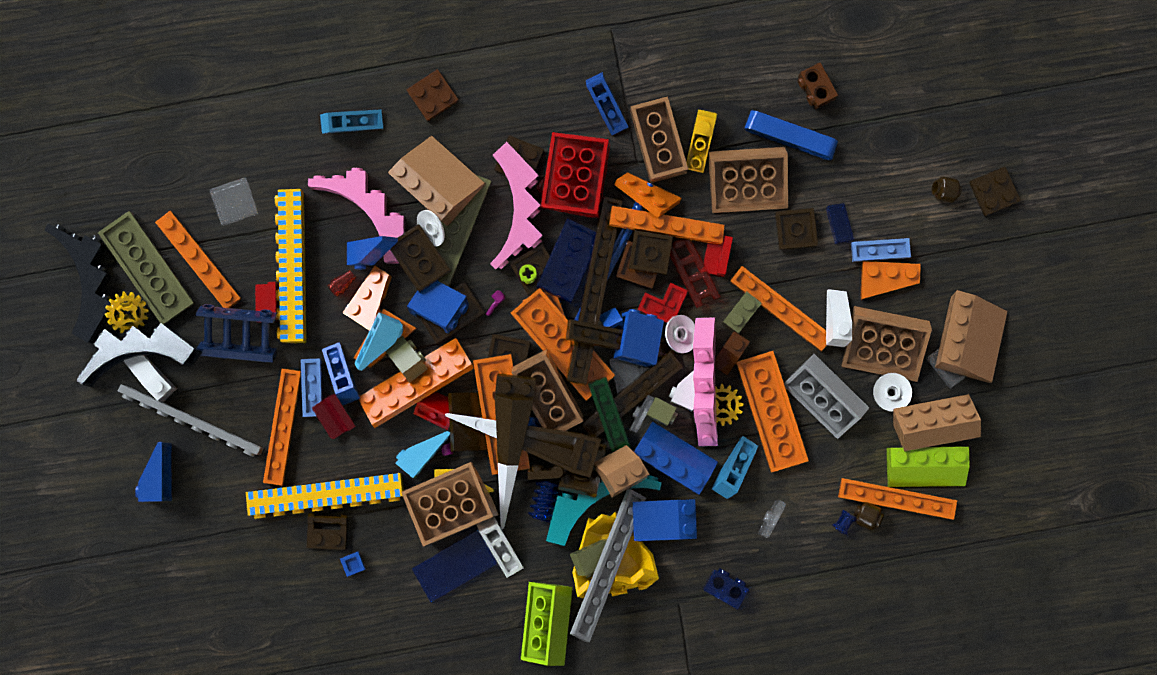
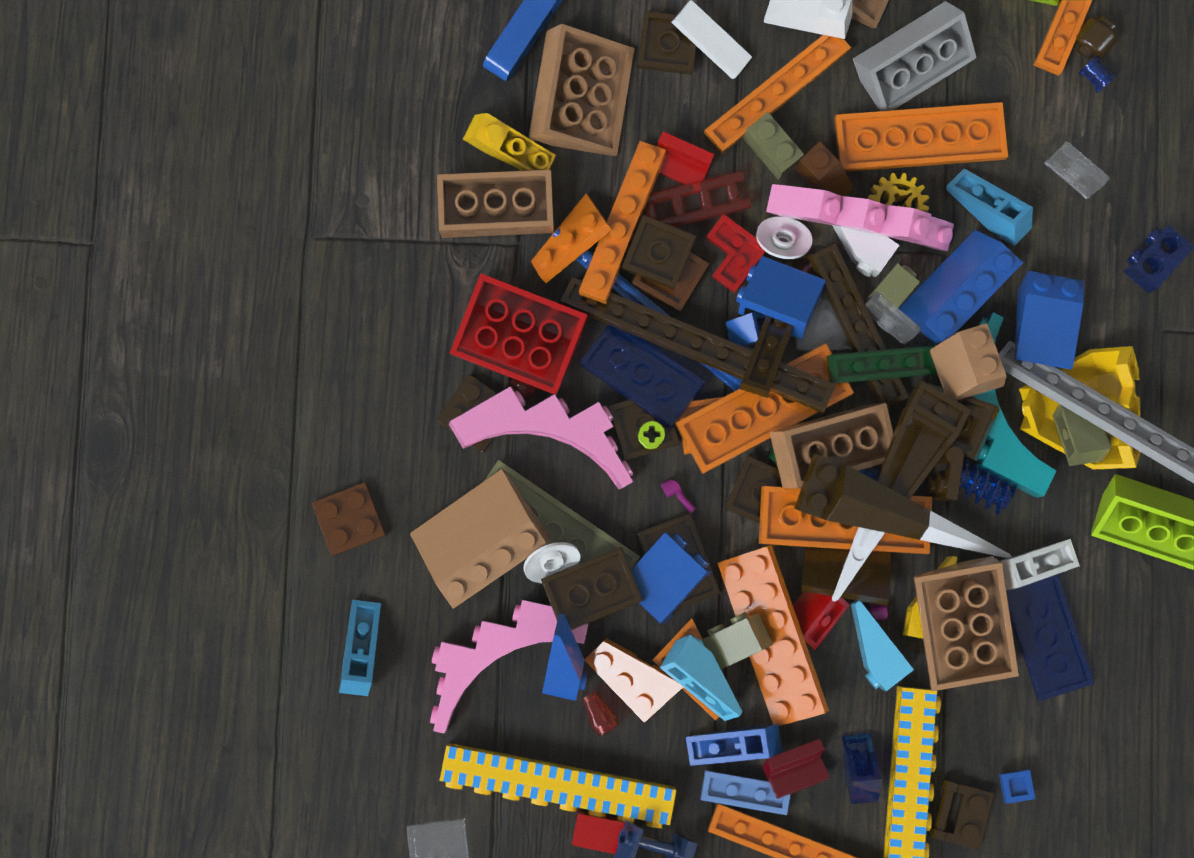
camera: 85 degrees left, 0 degrees up
(342, 459) = (861, 769): none -> clear blue slope
(606, 103) = (422, 267): blue slope -> none
(804, 256) = (711, 39): none -> white tile

